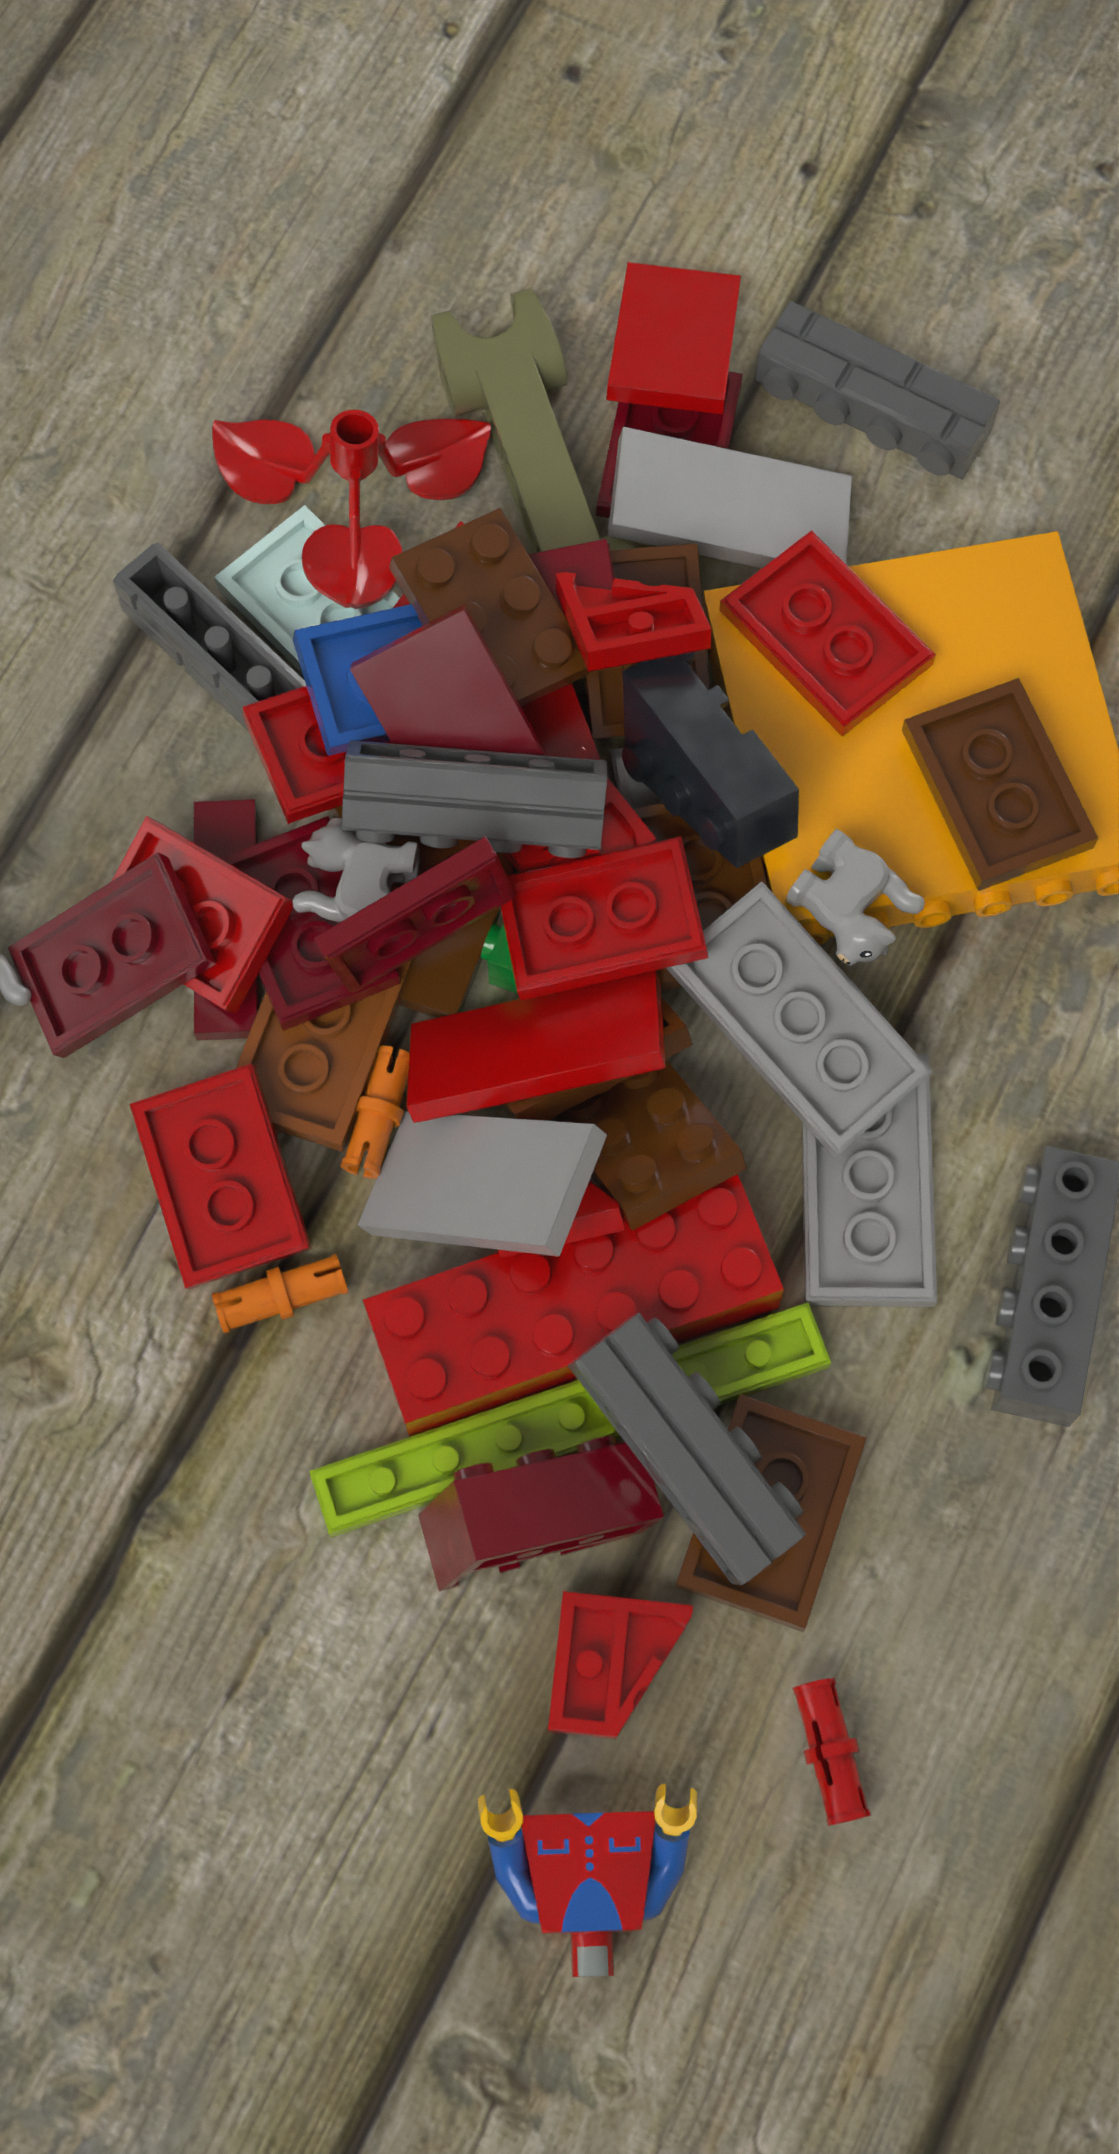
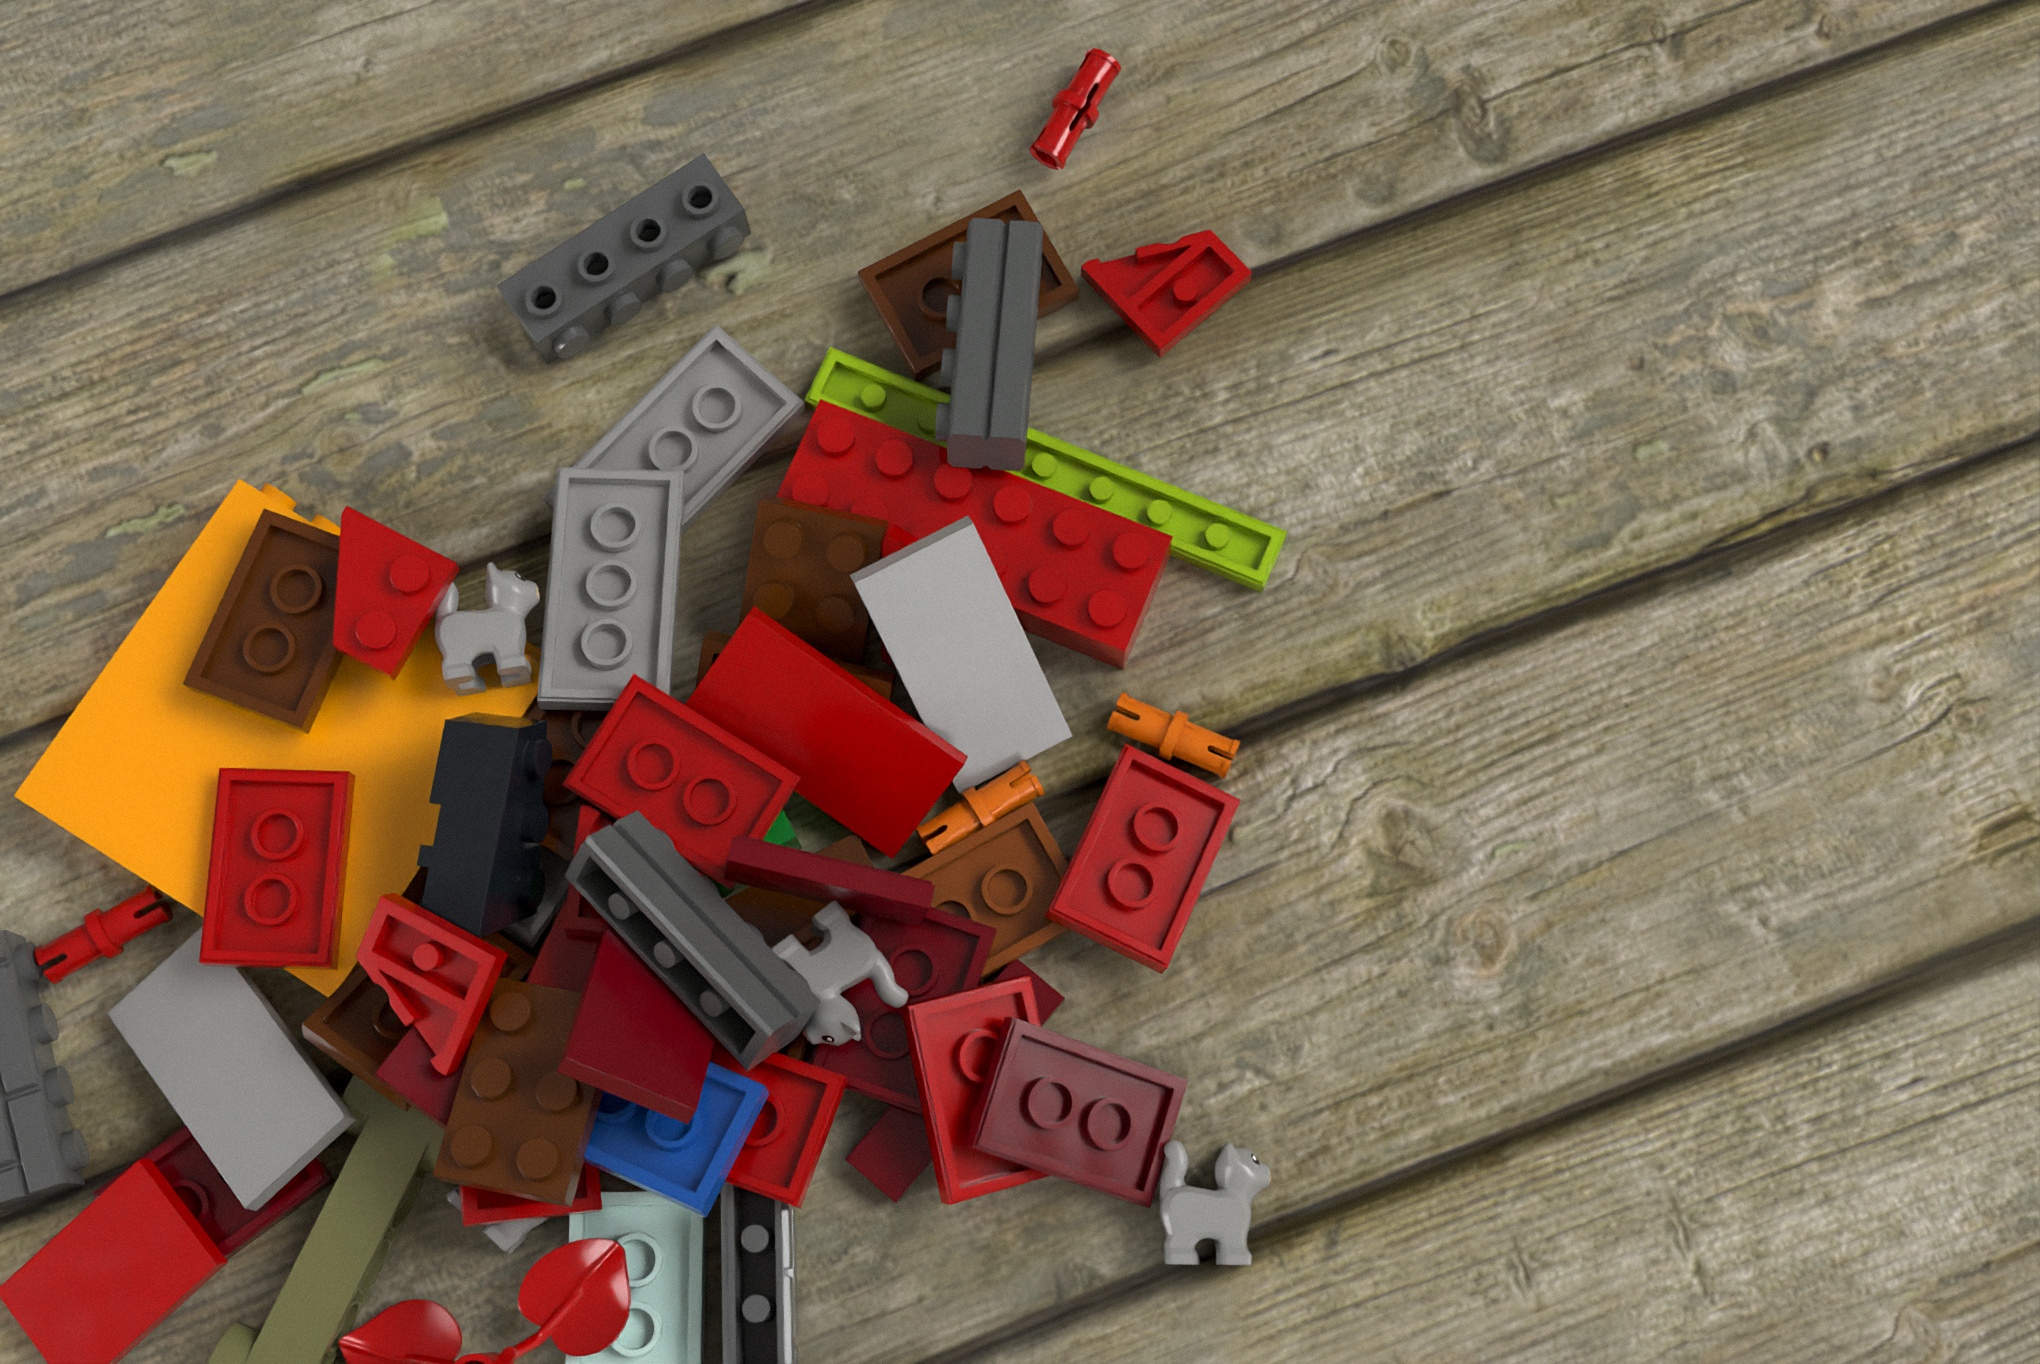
camera: 135 degrees left, 5 degrees up
(537, 1509) = (1133, 411): dark red wedge -> none
(589, 1870) = (1300, 163): torso -> none
(911, 515) = (103, 934): none -> red pin
(946, 851) = (384, 592): none -> red wing

